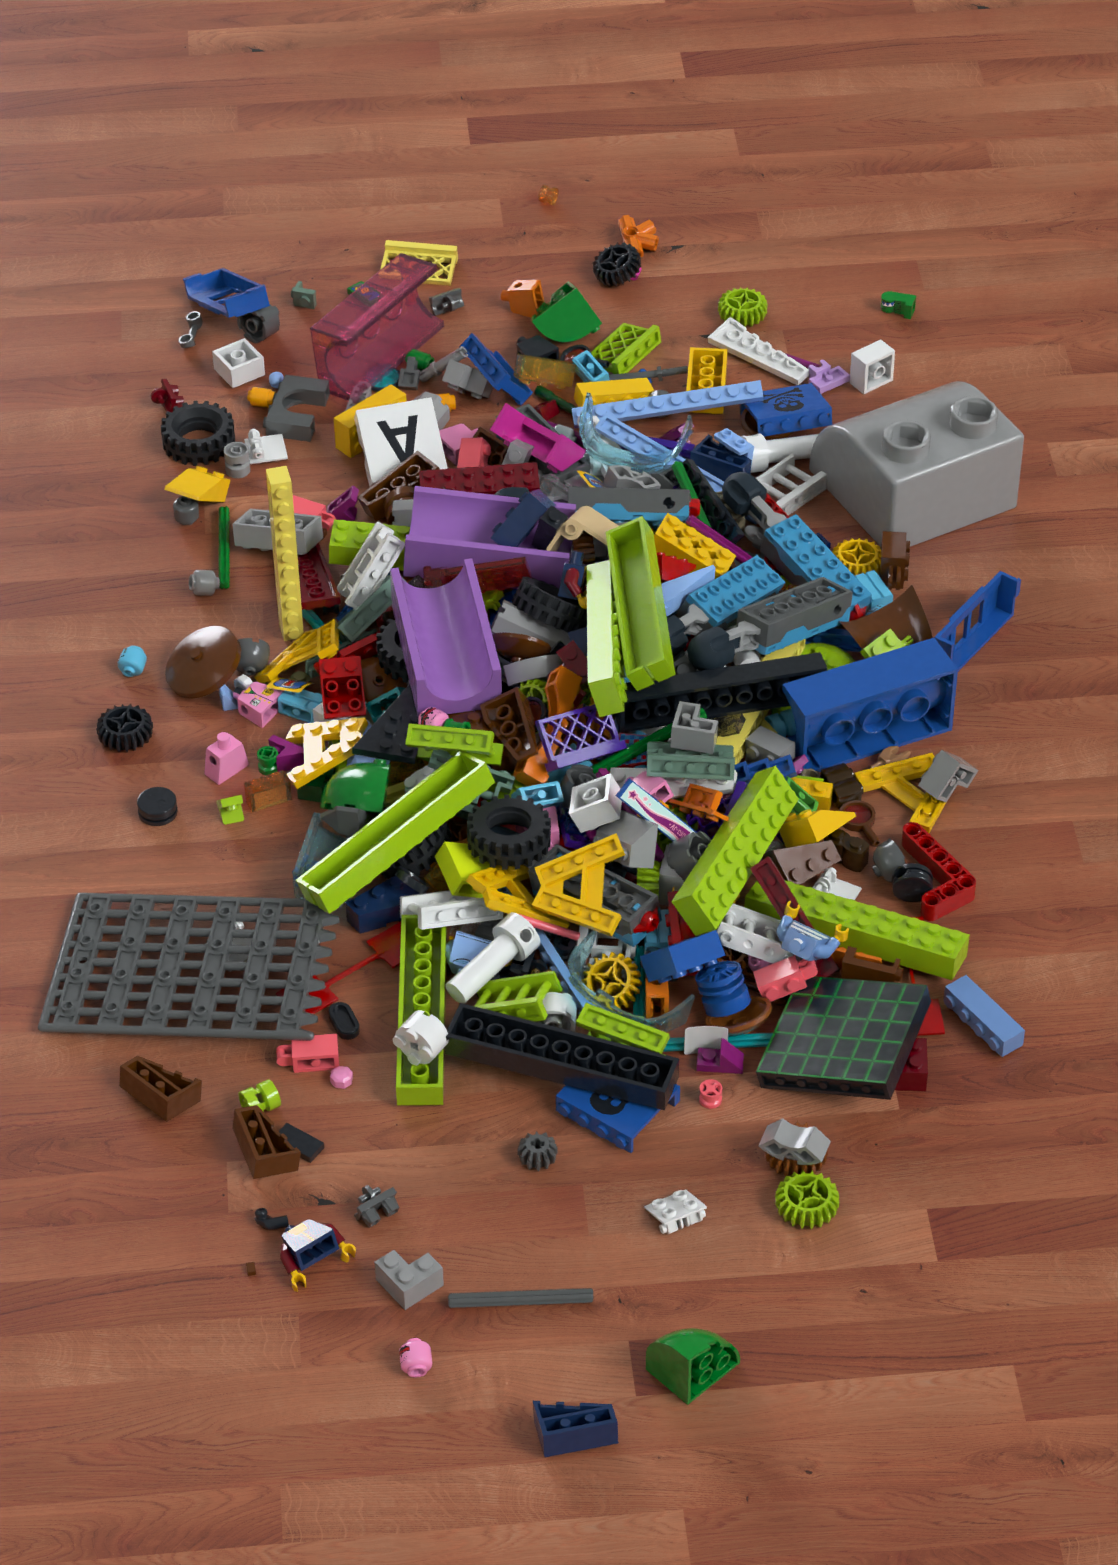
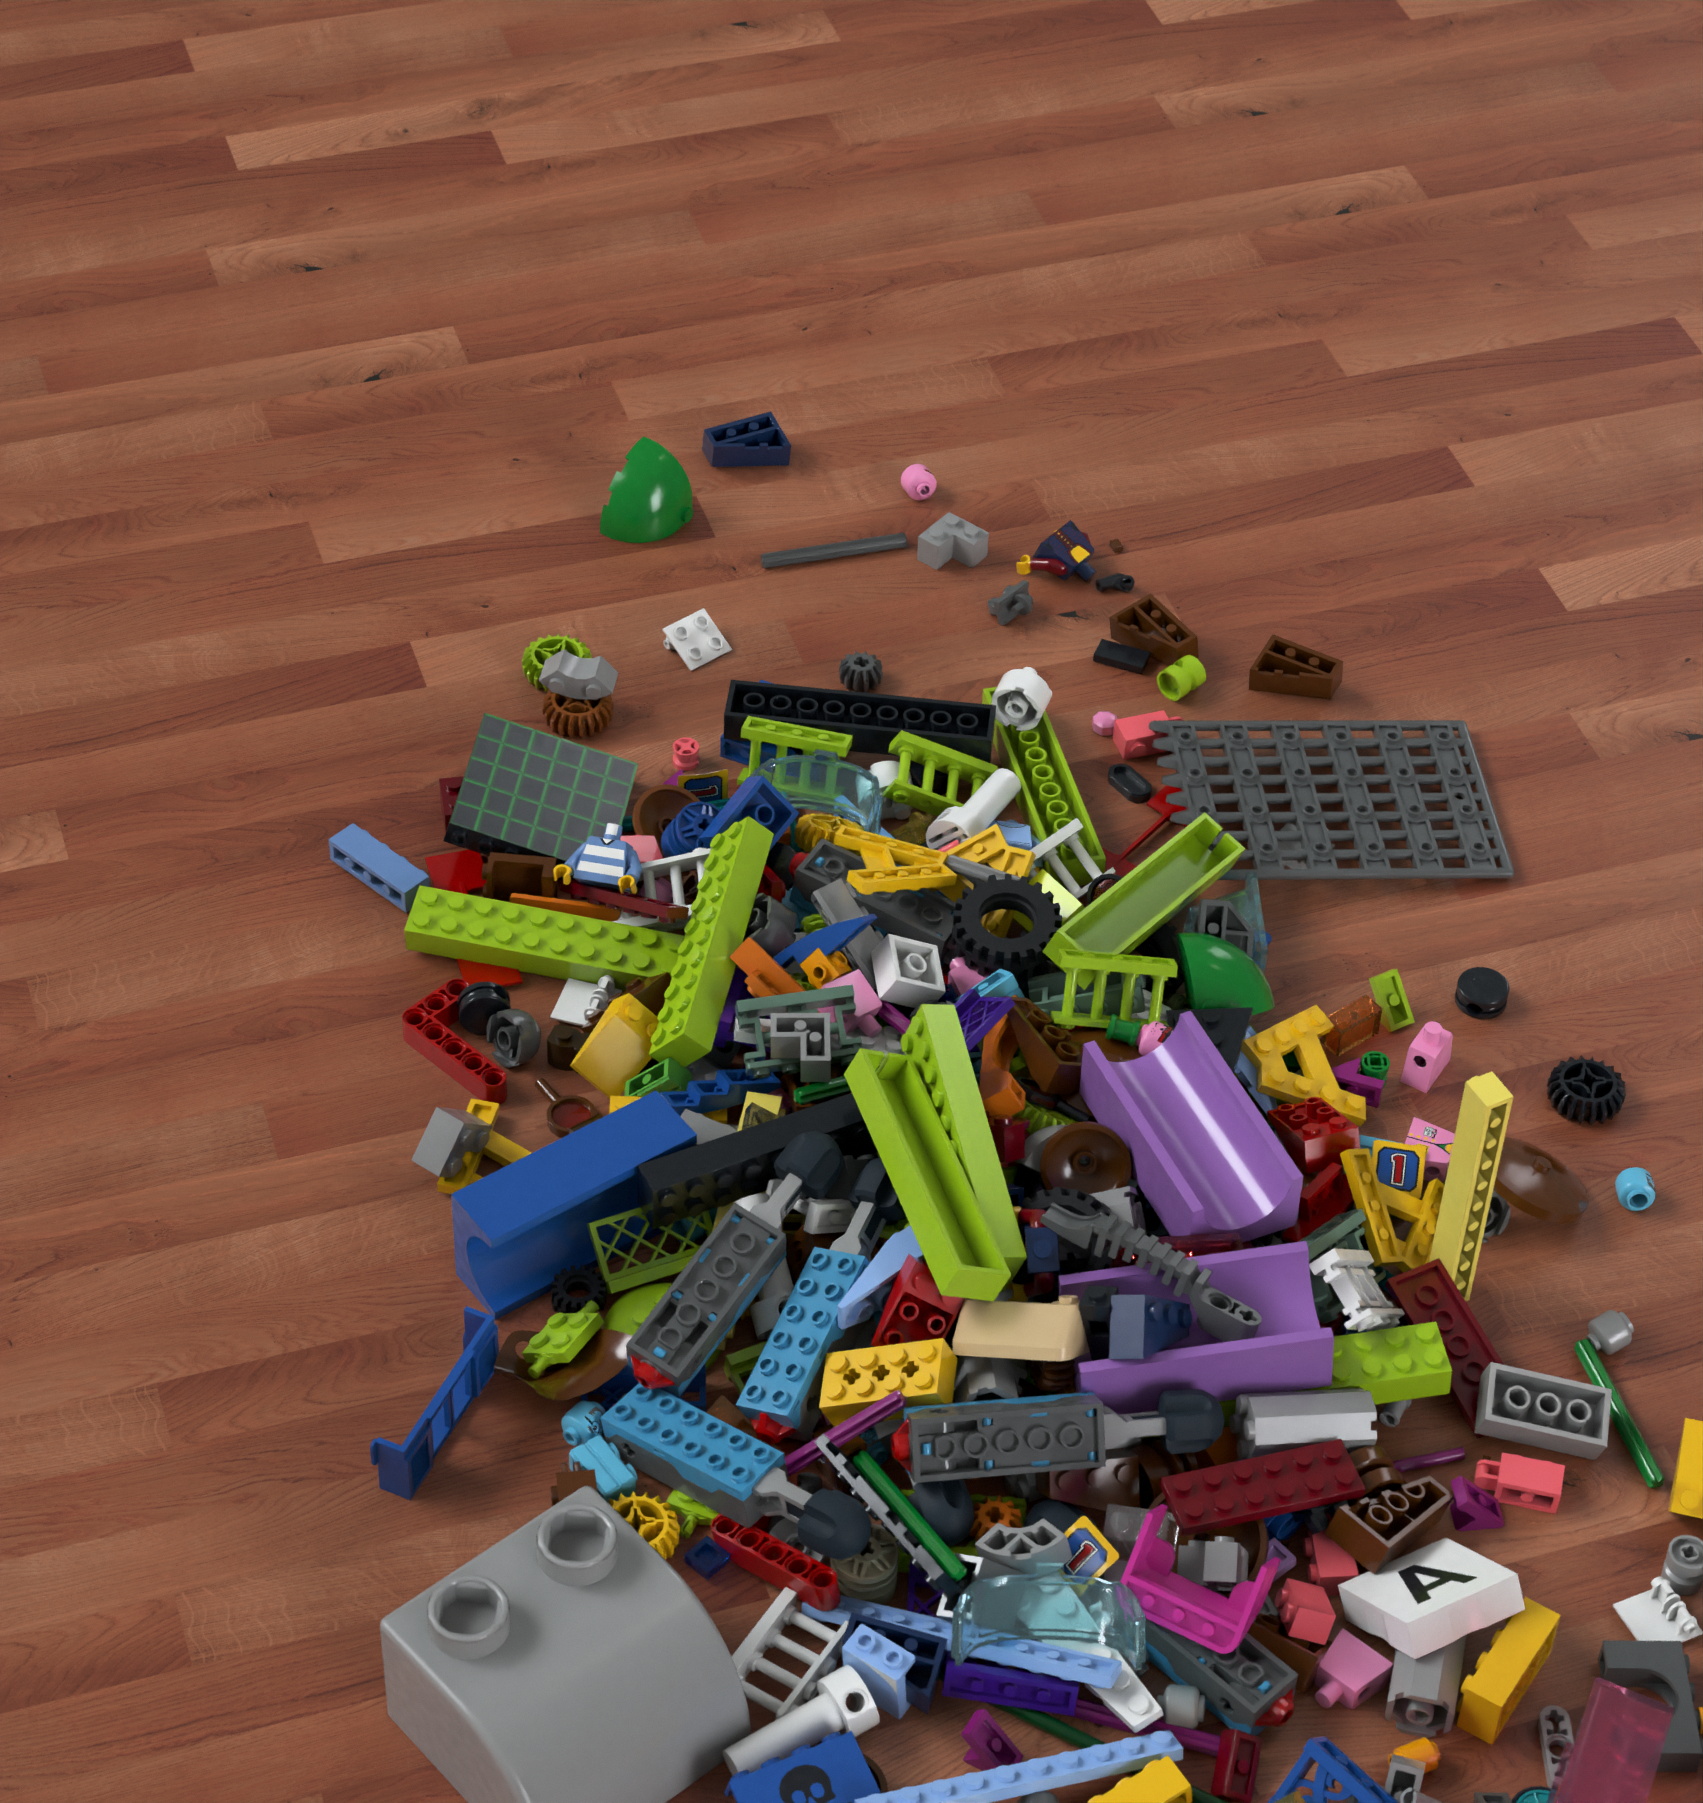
camera: 165 degrees right, 0 degrees up
(490, 530) = (1216, 1311): none -> dark grey piece
(509, 881) = (974, 870): none -> light grey axle

